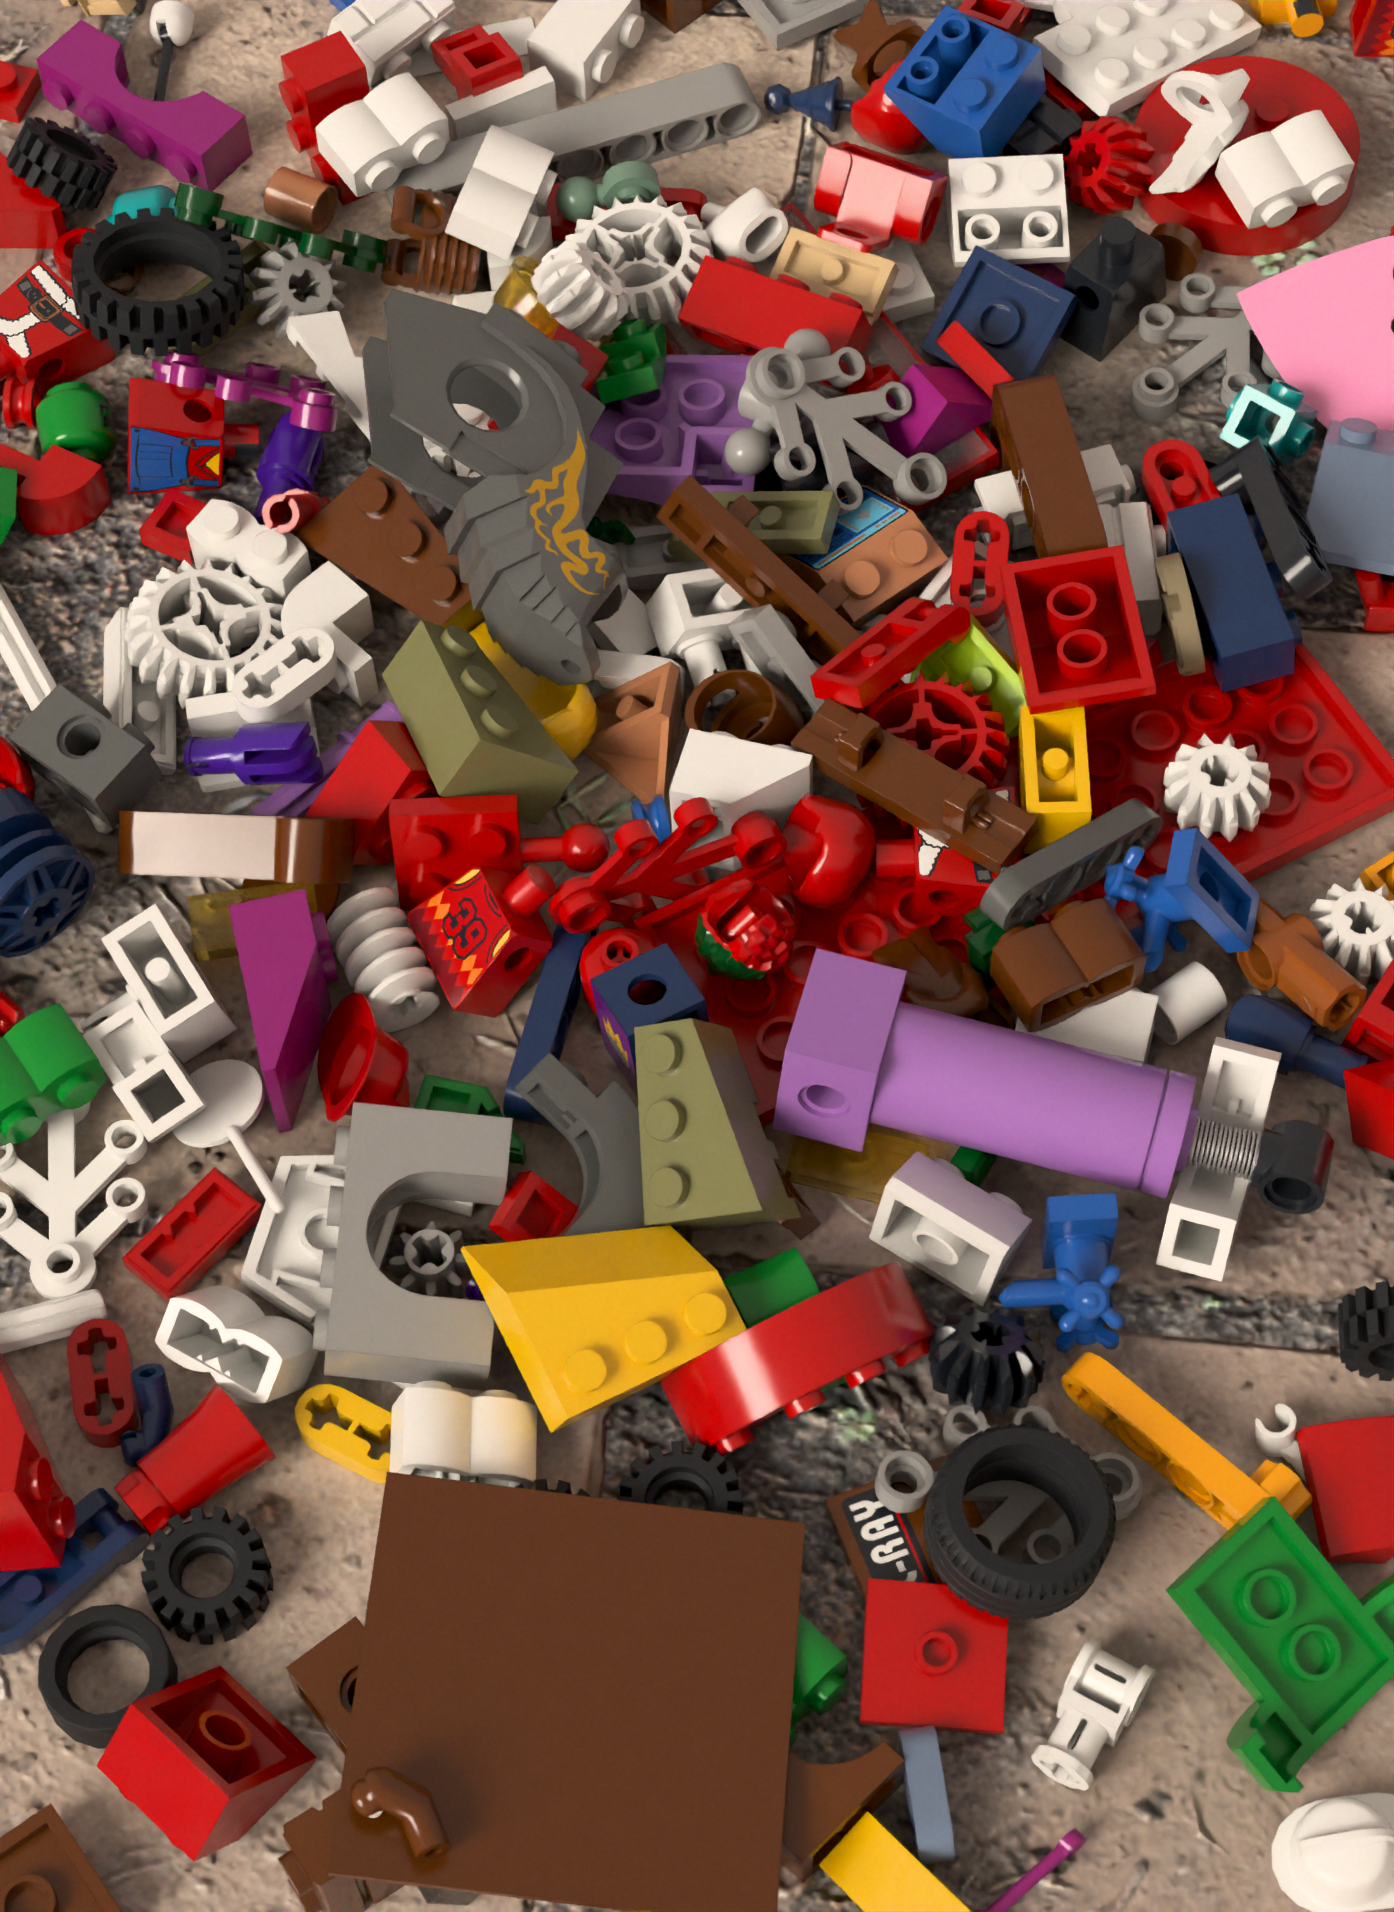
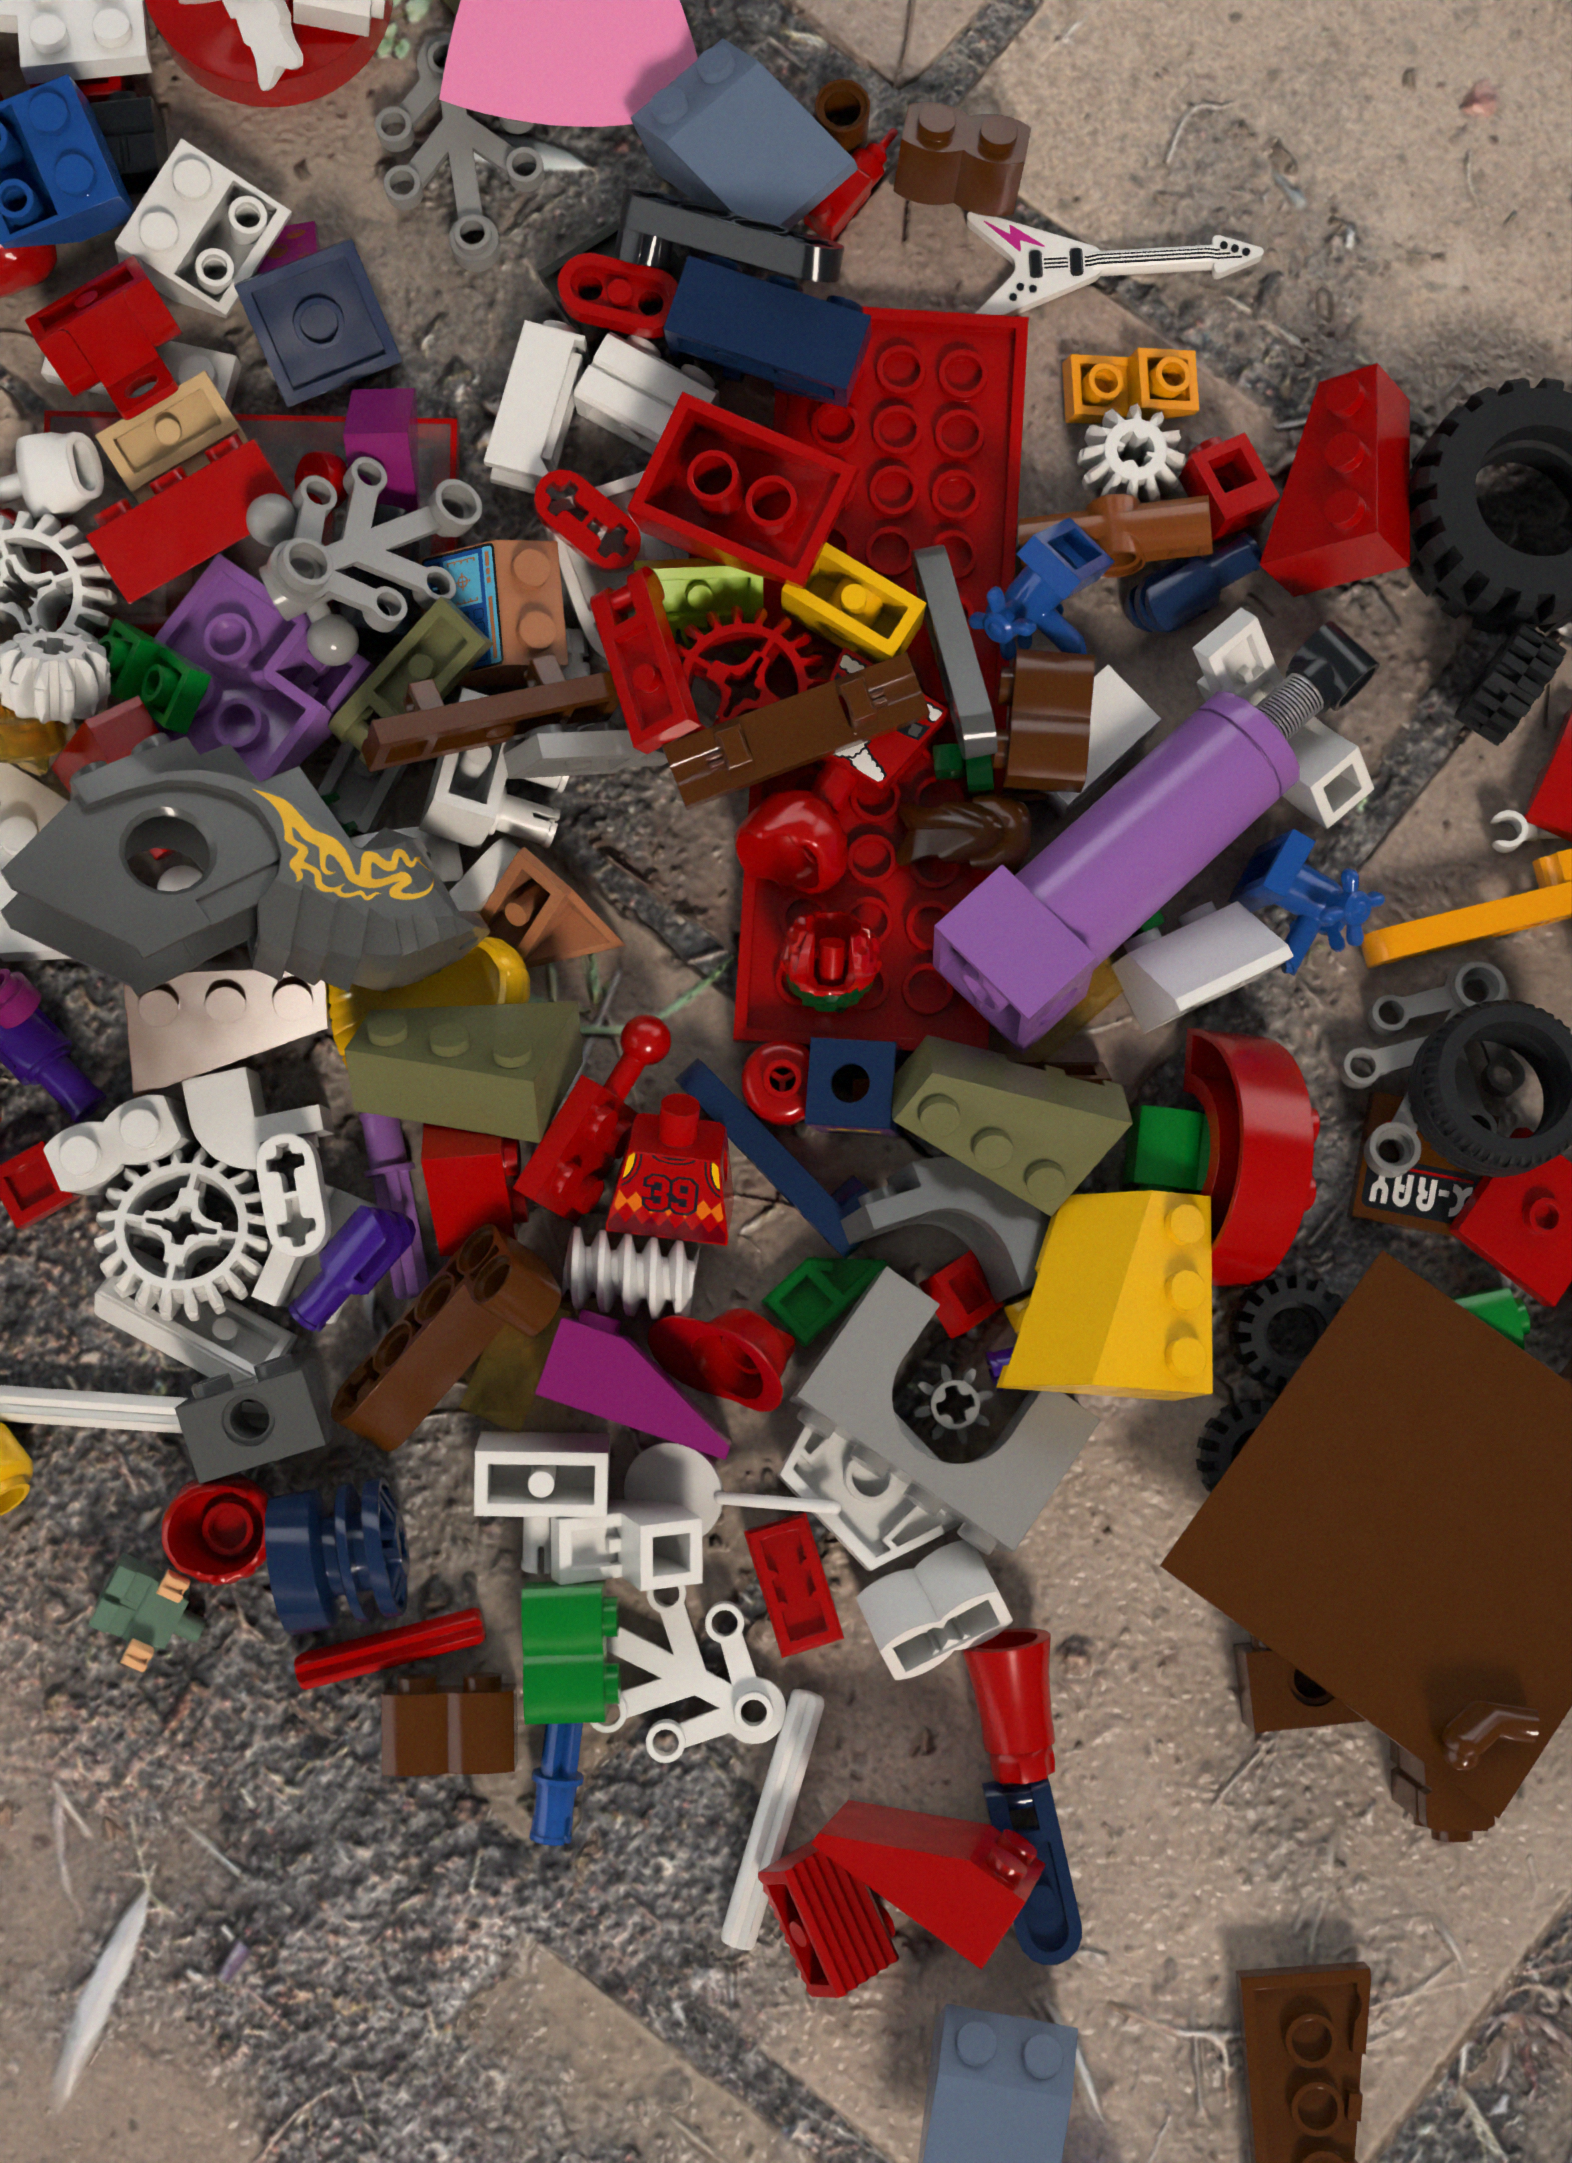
camera: 65 degrees left, 25 degrees up
(77, 1635) = (1190, 1909): black tyre -> none
(88, 1385) = (873, 1747): red beam -> none
(154, 1409) = (941, 1705): dark blue arm -> none
(199, 1537) = (1153, 1751): black tyre -> none
(203, 1761) = (1277, 1832): red slope -> none
(292, 509) = (107, 1076): red pin -> none
(343, 1445) = (1065, 1564): yellow beam -> none
(464, 1436) = (1136, 1475): white brick -> none
(655, 814) = (641, 963): blue bush -> none
(666, 871) = (714, 1078): red plant -> none
(739, 780) = (679, 883): white slope -> none
(758, 714) = (608, 821): reddish brown helmet -> none
(972, 357) = (362, 371): red beam -> none
(986, 1360) = (1350, 1023): black gear -> none
(1042, 452) = (486, 378): reddish brown beam -> none
(1108, 165) = (208, 104): red gear -> none
(1122, 275) = (347, 192): black torso -> none
(1180, 614) = (767, 389): dark tan tile -> none
(1181, 249) = (334, 117): reddish brown tile -> none
(1187, 1002) = (1105, 636): white beam -> none
(1217, 787) = (939, 456): white gear -> none
(1254, 412) = (598, 188): teal brick -> none

